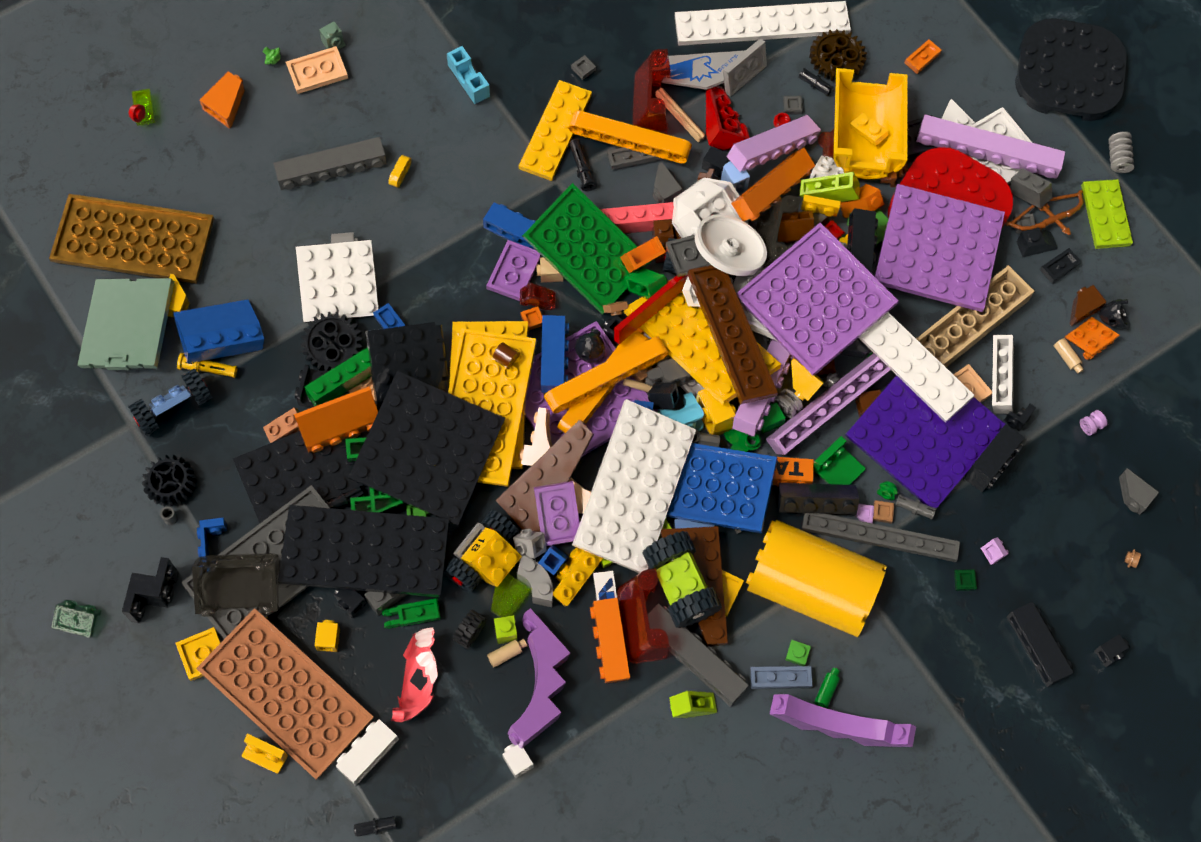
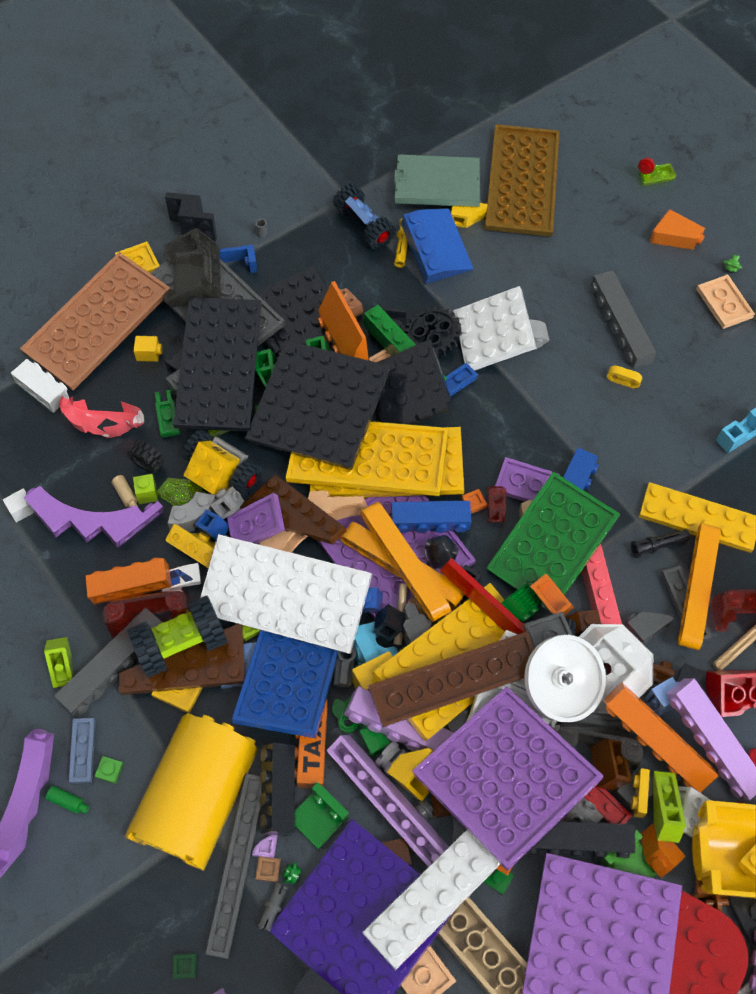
camera: 90 degrees right, 5 degrees down
(75, 618) = (173, 175): clear green bracket -> none
(181, 489) = (292, 220): black gear -> none
(264, 754) = (48, 308): yellow bracket -> none
(505, 355) = (418, 464): reddish brown brick -> none
(615, 308) = (490, 576): medium nougat plate -> none

